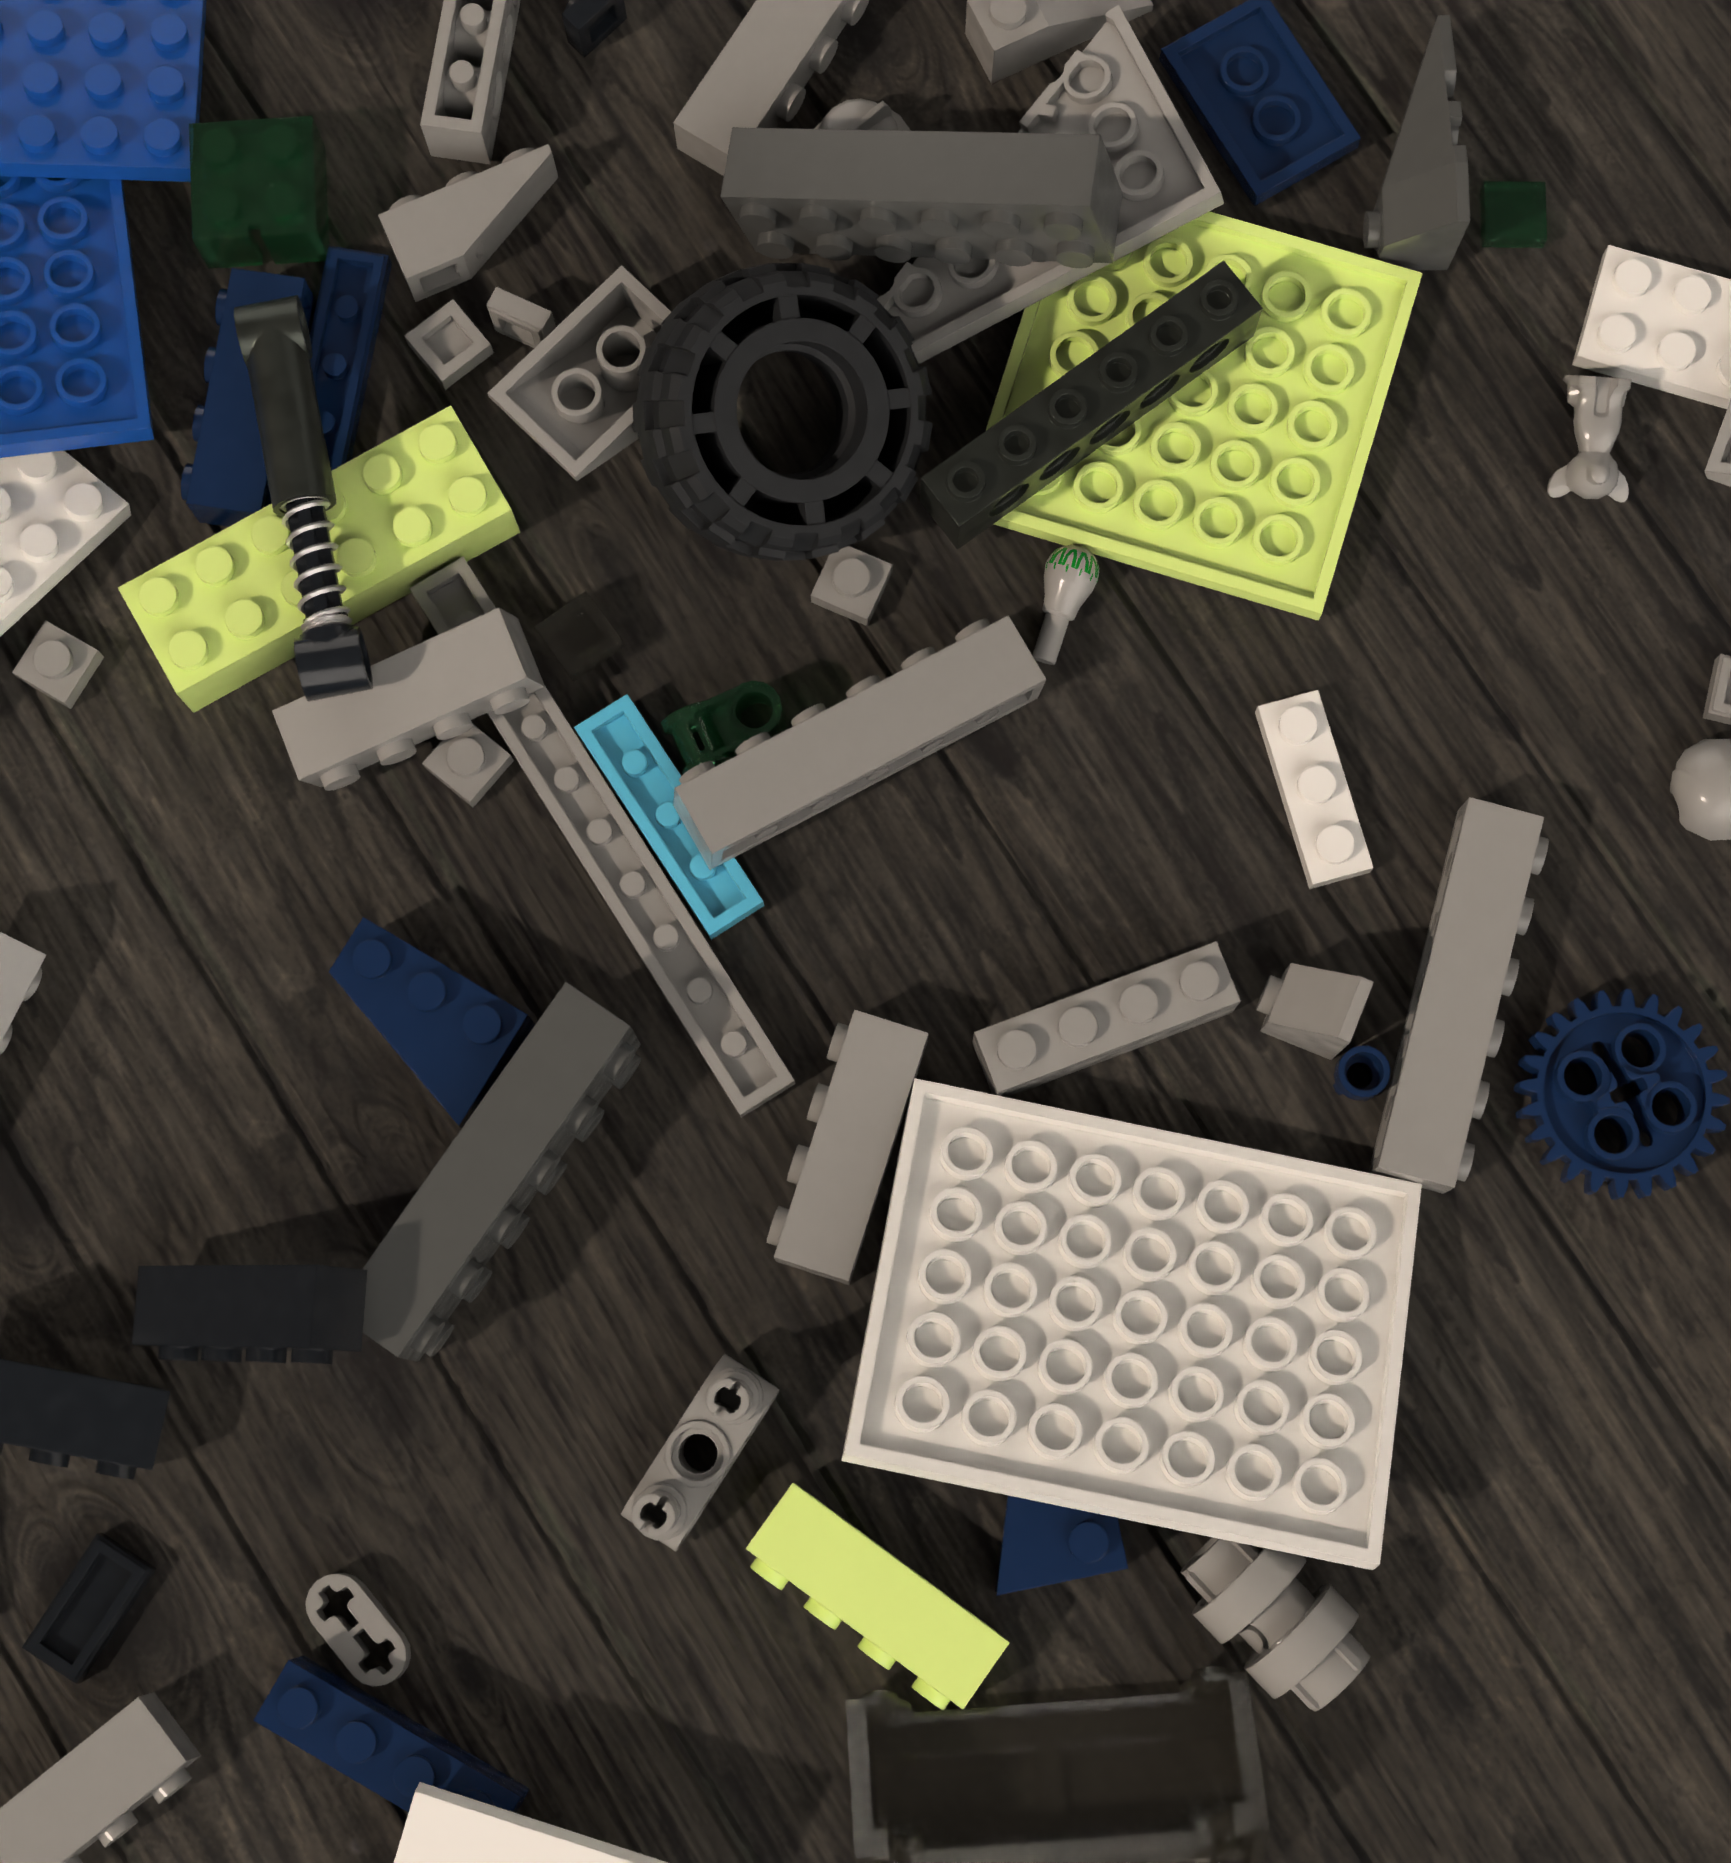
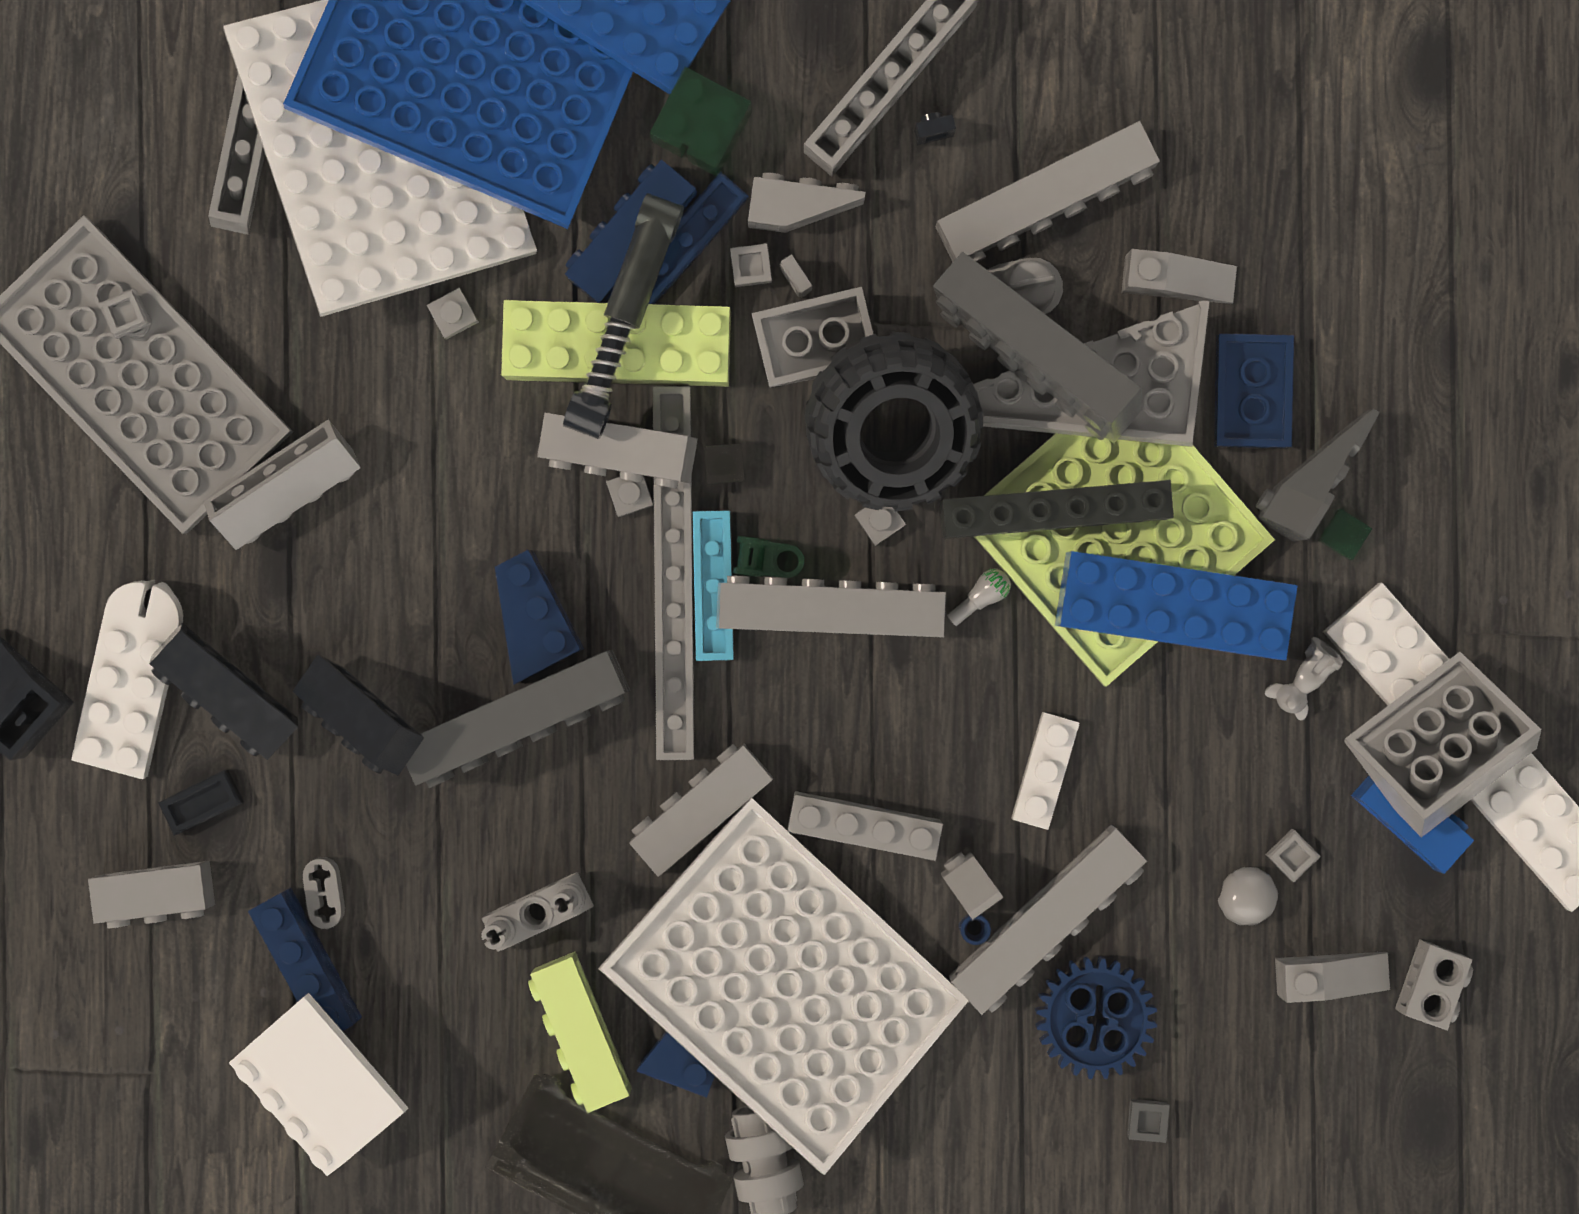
camera: 30 degrees right, 10 degrees up
(1345, 434) = (1176, 605): none -> blue brick

